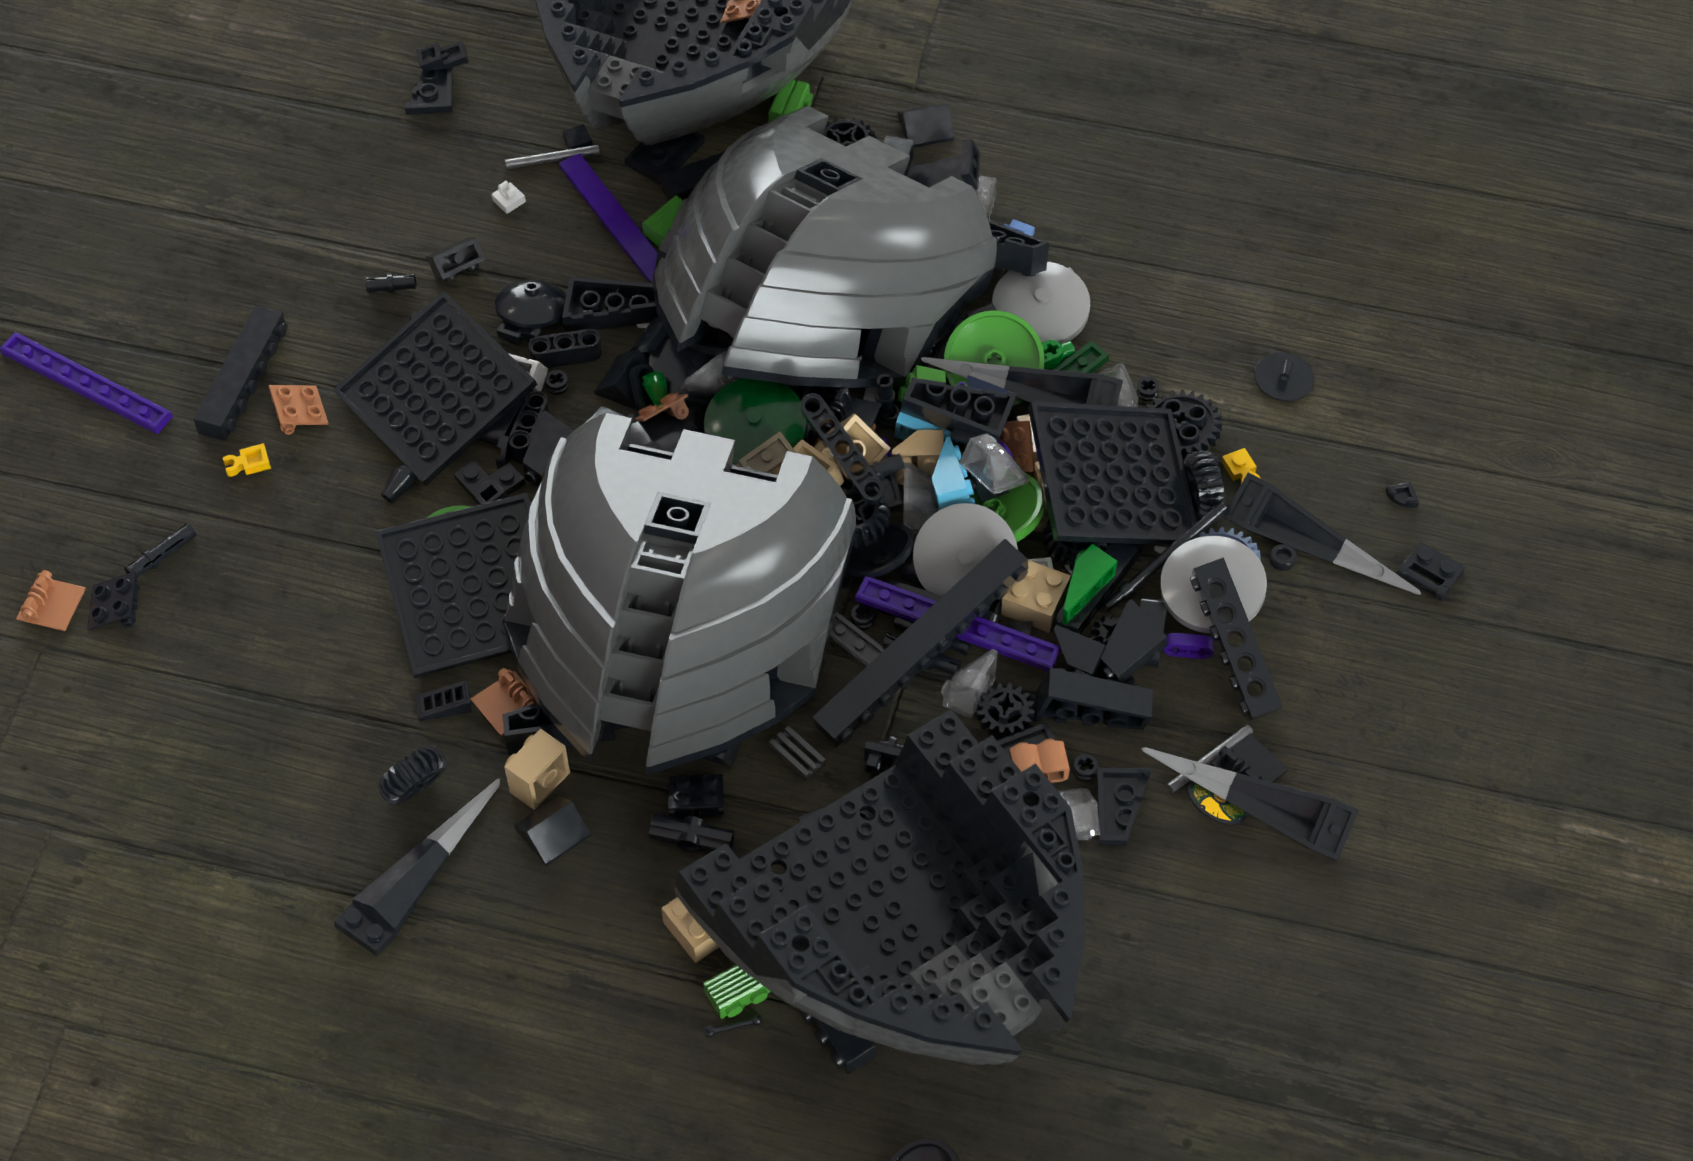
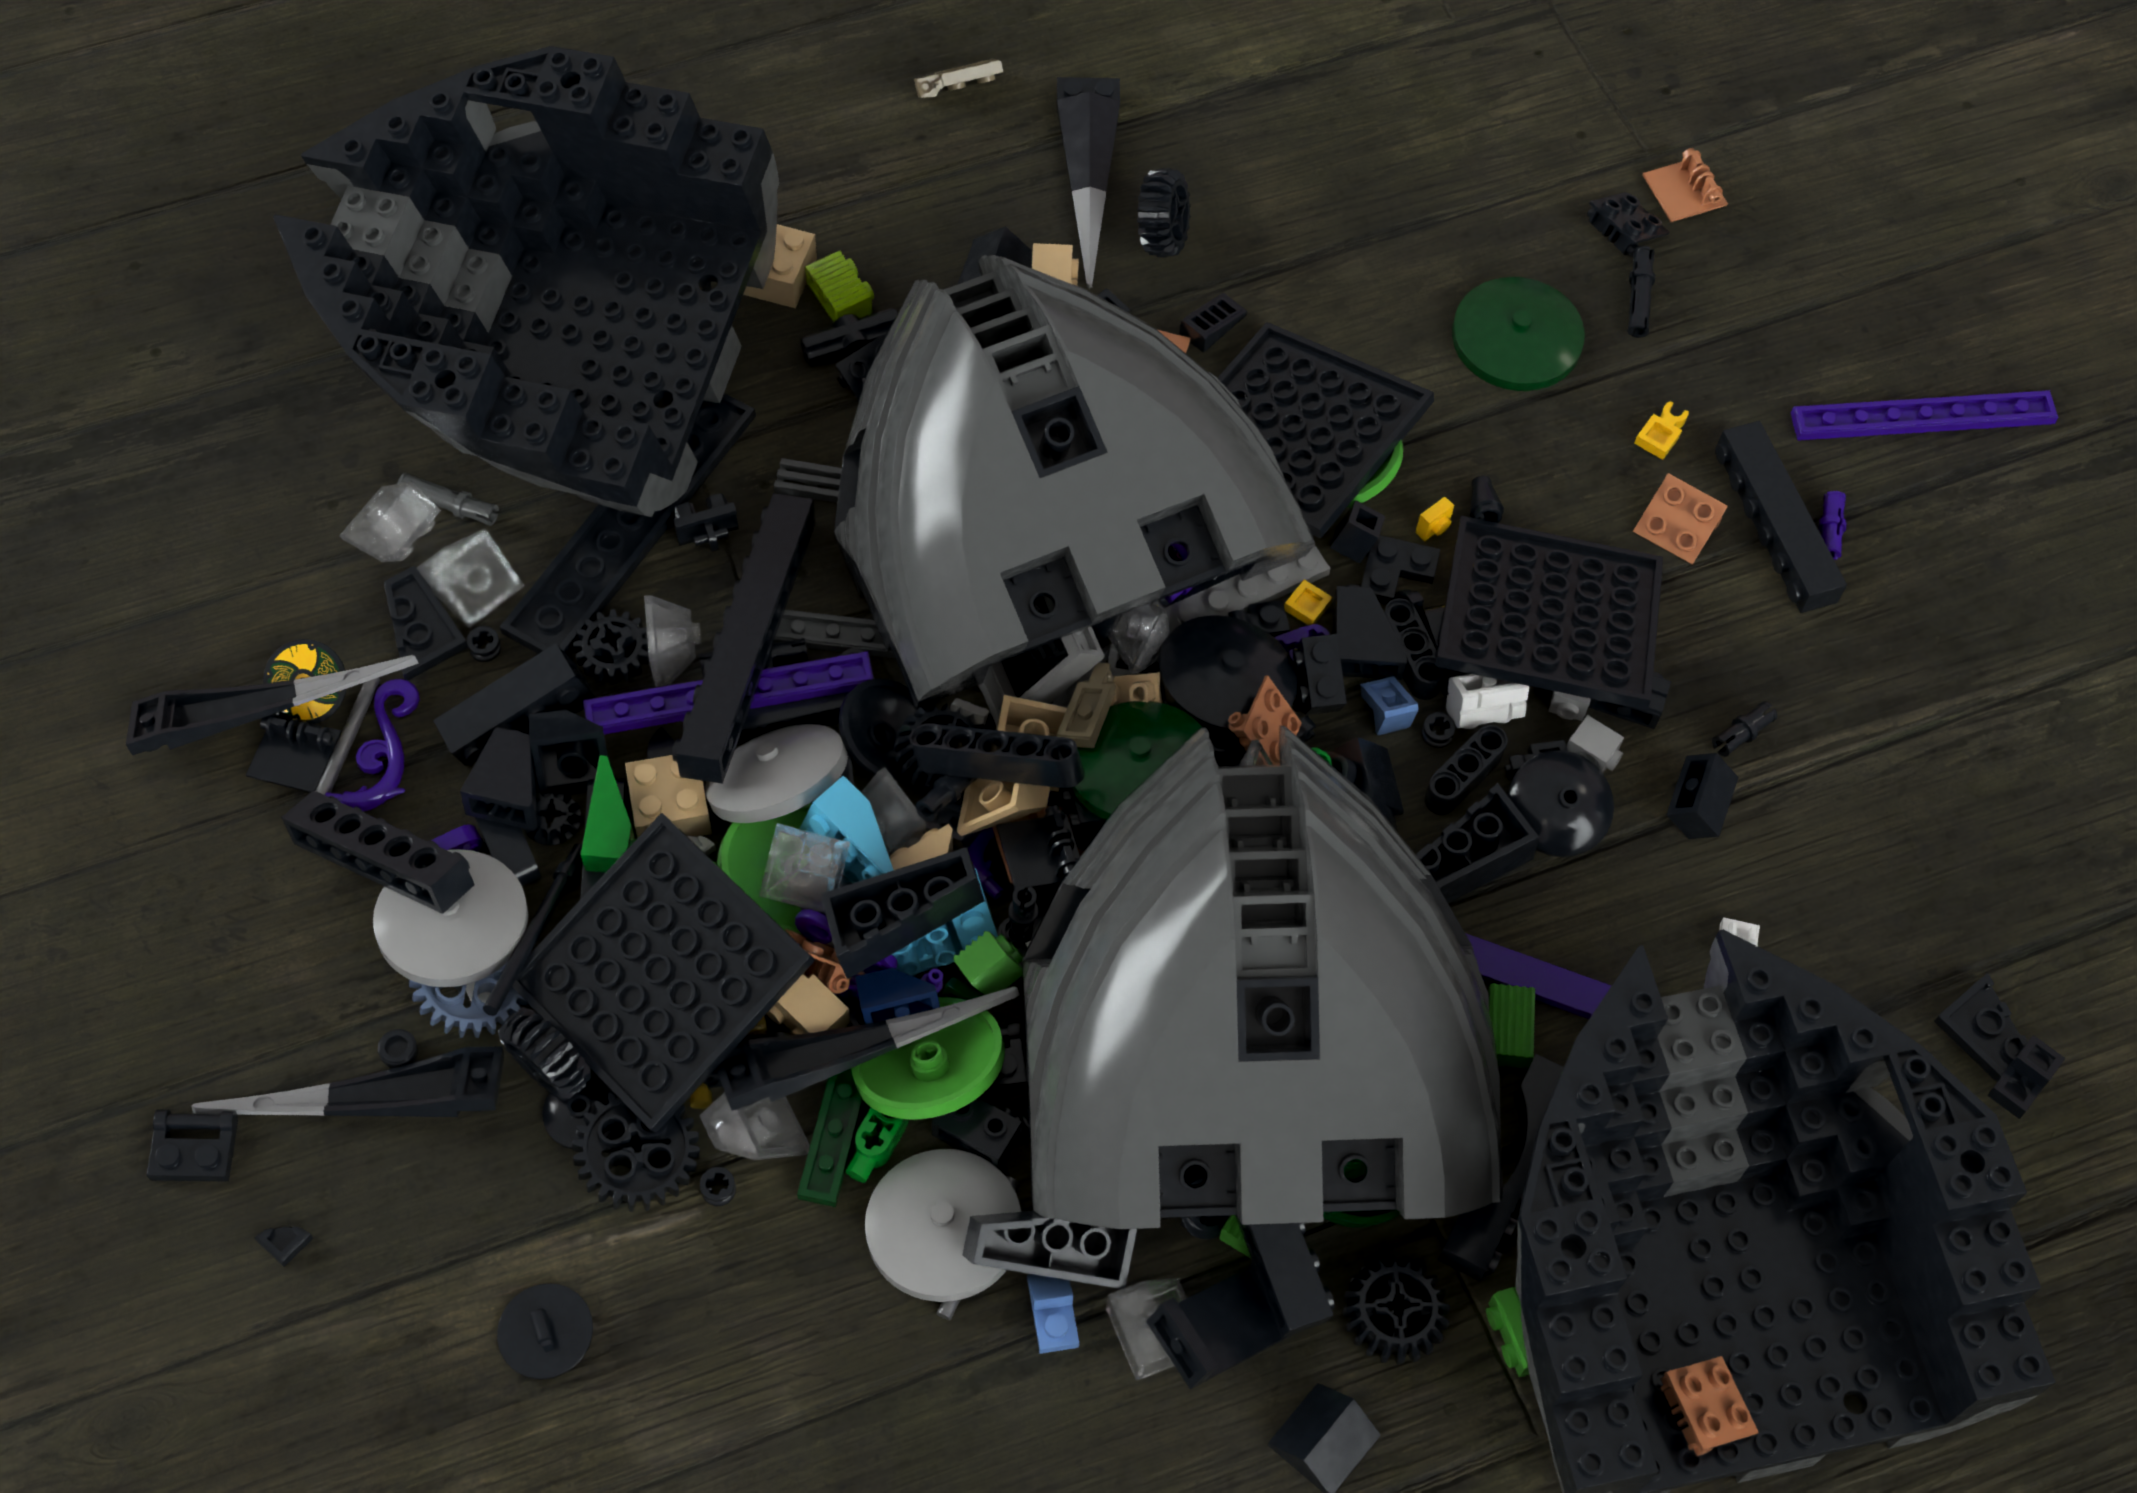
camera: 140 degrees right, 5 degrees up
(215, 353) = (1832, 523): none -> dark purple pin
(262, 577) = (1518, 333): none -> dark green dish
(439, 489) = (1435, 519): none -> yellow plate
(442, 998) = (955, 77): none -> dark tan hinge
(484, 315) = (1596, 744): none -> light grey brick
(573, 400) = (1391, 704): none -> medium blue slope
(667, 864) = (838, 286): none -> lime brick
(1048, 756) = (529, 592): nougat brick -> none
(1105, 885) = (392, 522): none -> clear slope
(1198, 740) = (389, 747): none -> dark purple plant
(1239, 464) = (524, 1148): yellow plate -> none

